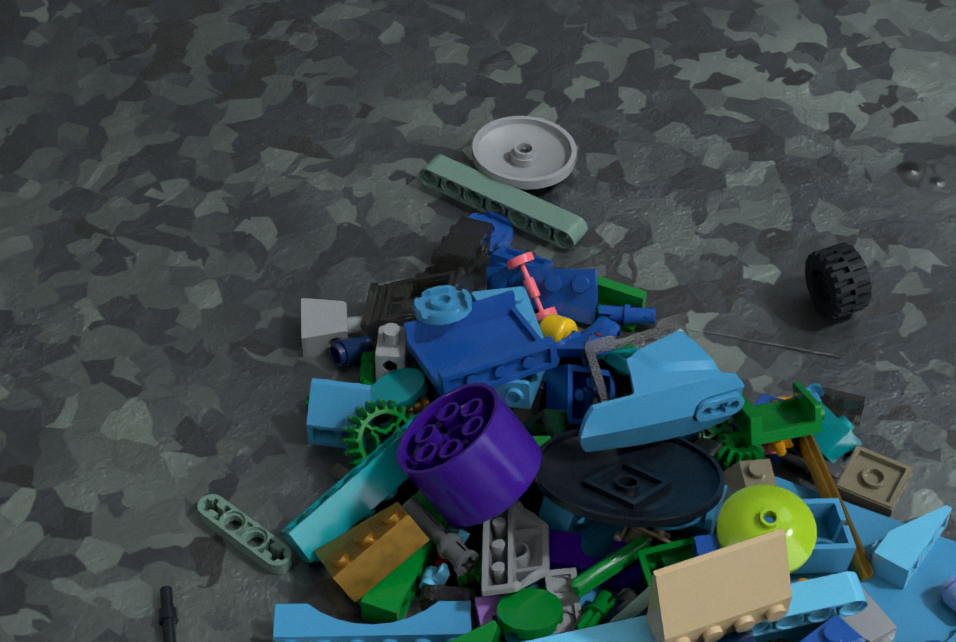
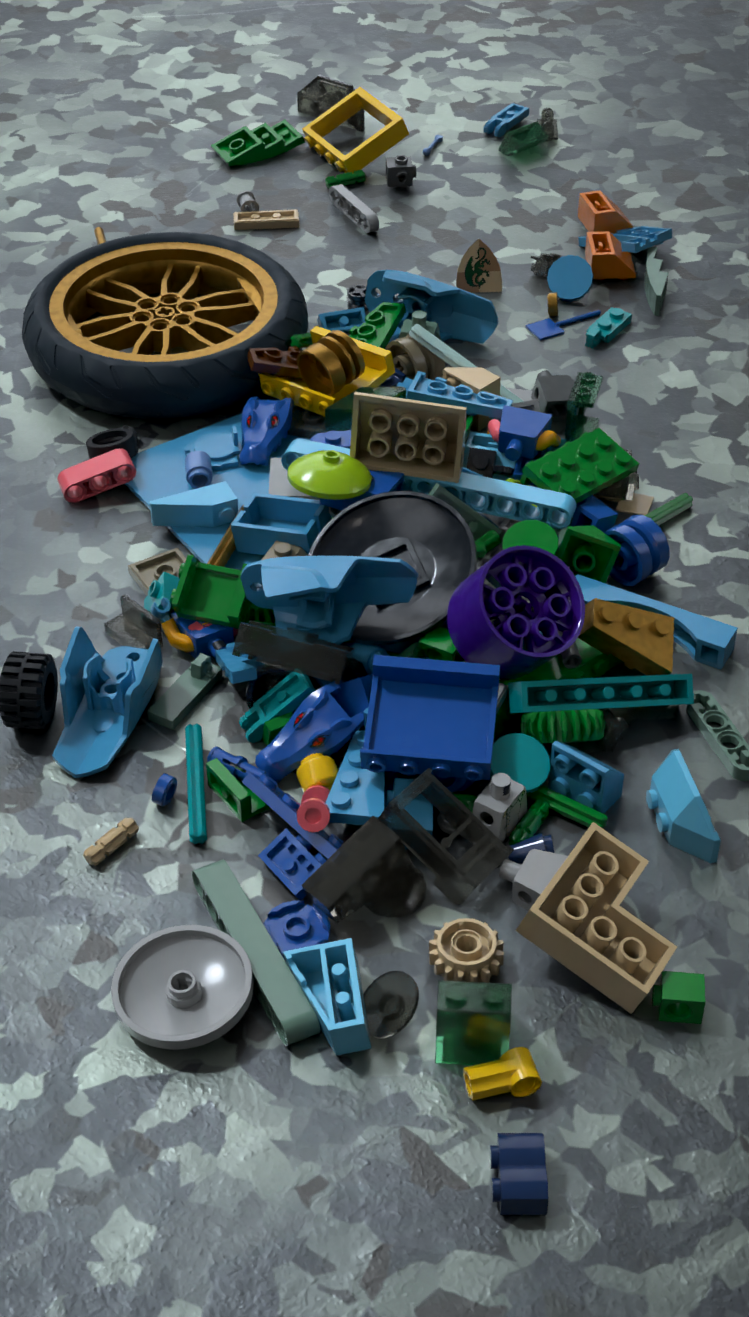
camera: 150 degrees left, 5 degrees down
(184, 287) = (680, 997): none -> green brick
(240, 150) = (521, 1174): none -> dark blue brick
(246, 431) = (682, 810): none -> medium azure wedge
(266, 279) = (586, 928): none -> tan brick
(276, 200) = (512, 1073): none -> yellow piece
(317, 200) = (472, 1022): none -> clear green slope
(353, 255) = (466, 951): none -> tan gear
(382, 201) = (390, 1003): none -> clear smoke dish
(421, 188) = (334, 989): none -> medium azure wedge
(442, 305) = (441, 759): dark azure tile -> none
(653, 299) = (195, 784): none -> teal axle
(665, 276) = (164, 790): none -> blue tile
(668, 232) = (110, 841): none -> tan axle
(733, 358) = (185, 692): none -> sand green hinge
(787, 326) = (102, 701): none -> dark azure piece

